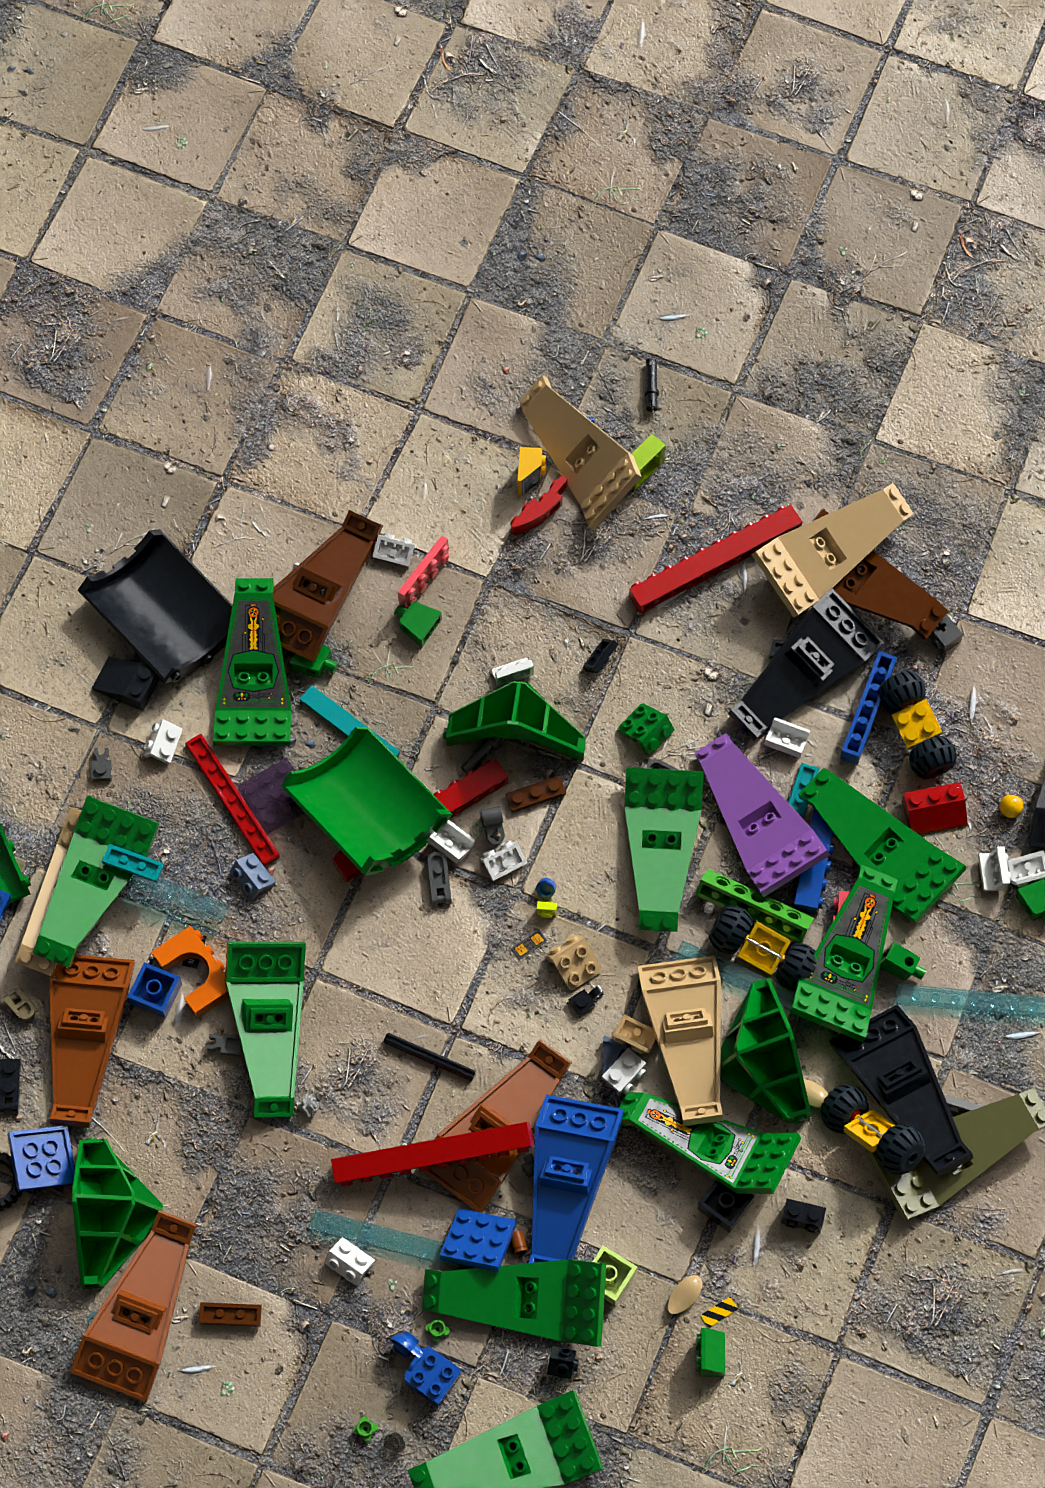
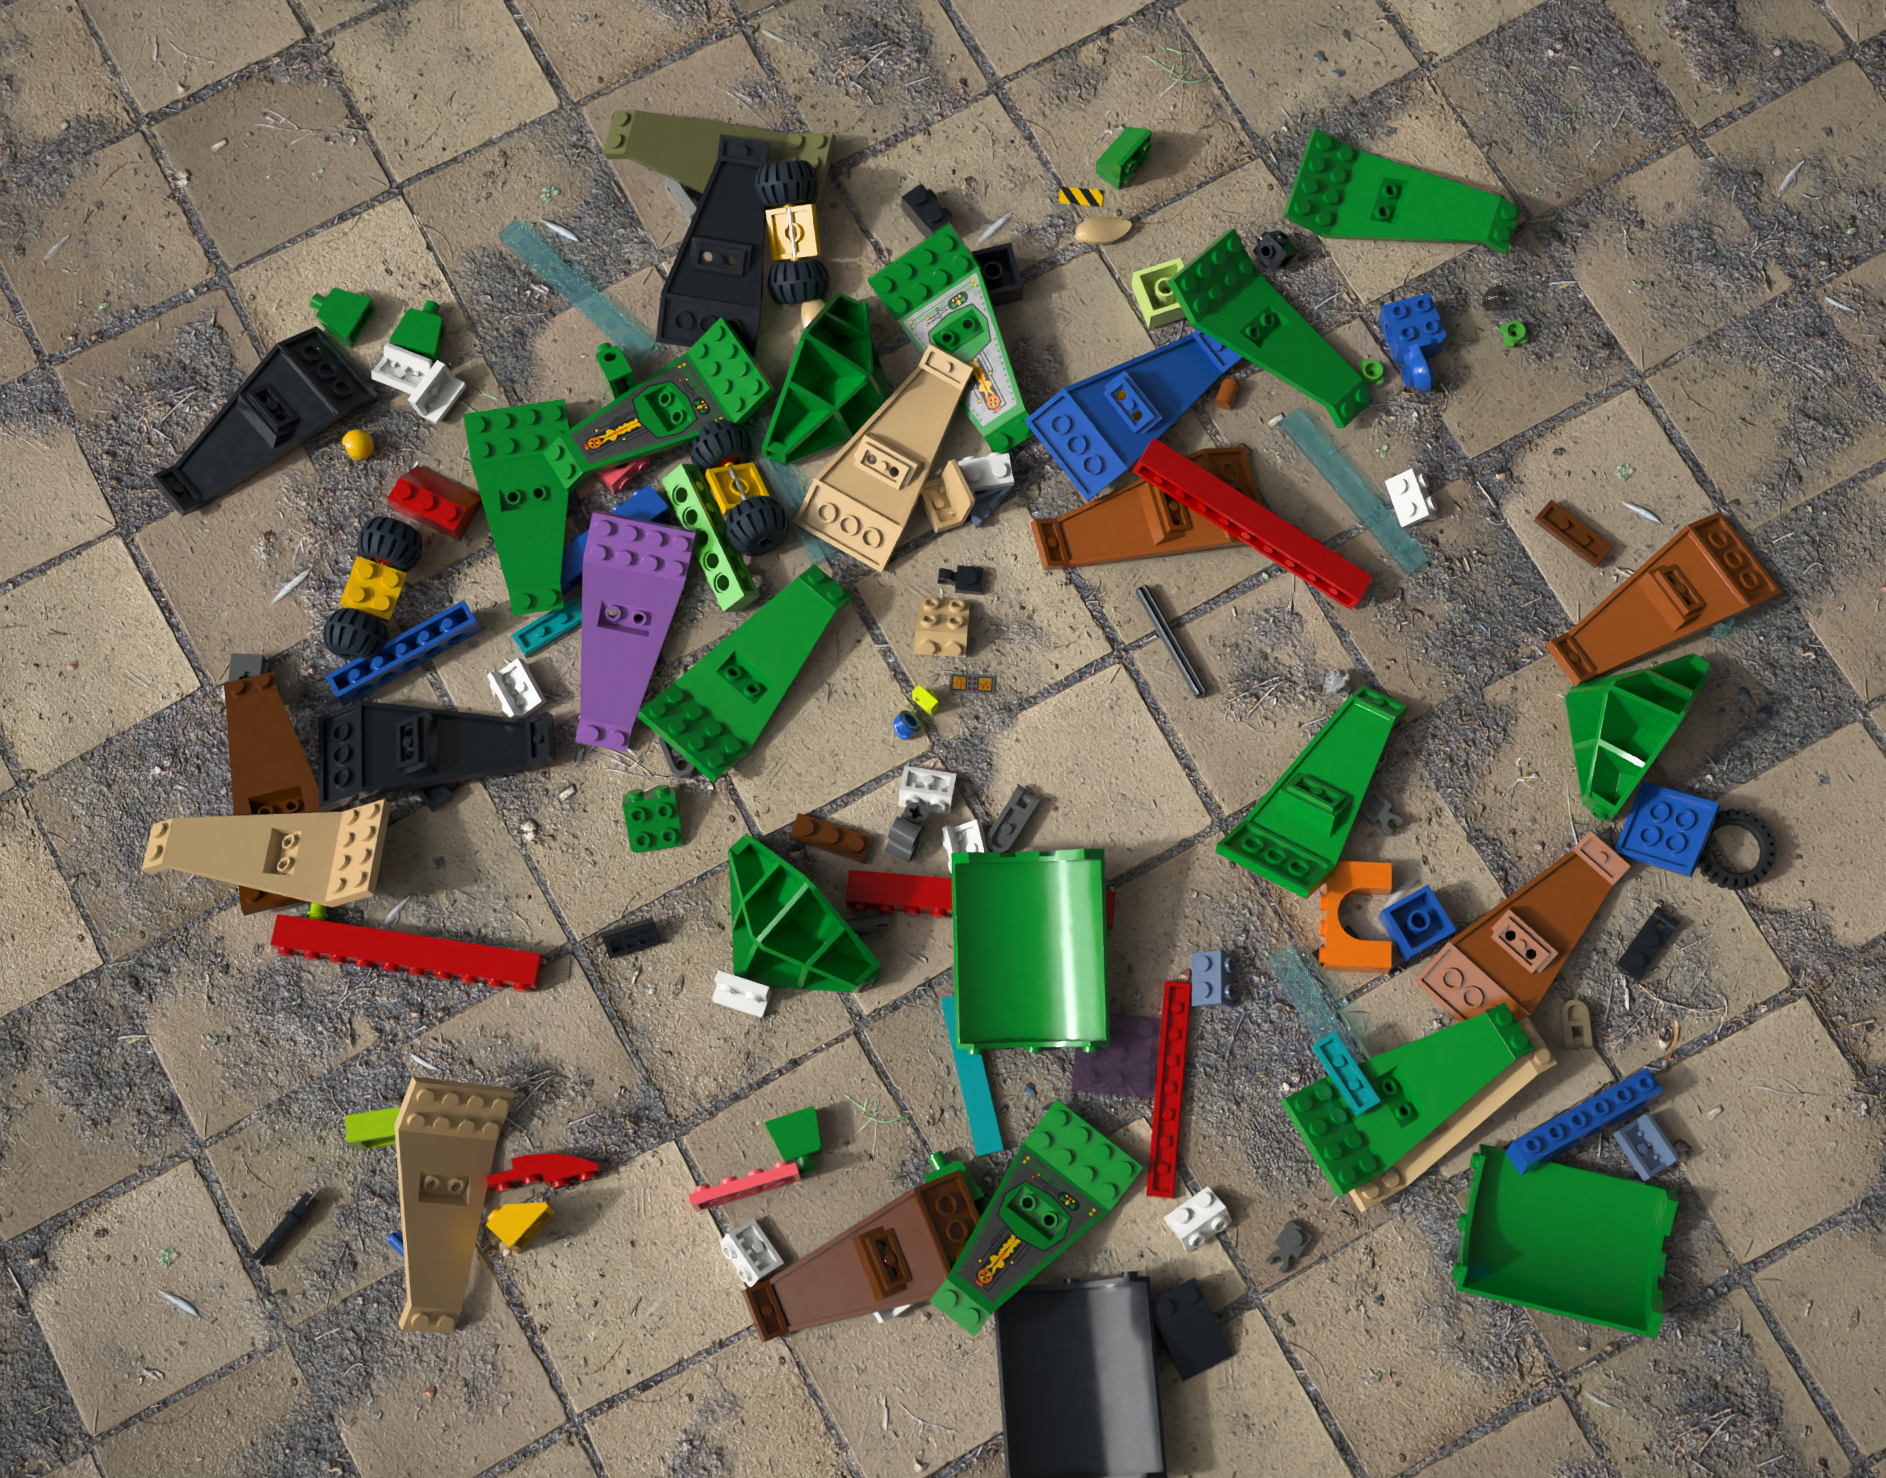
camera: 140 degrees left, 5 degrees up
(478, 1240) = (1269, 415): blue plate -> none

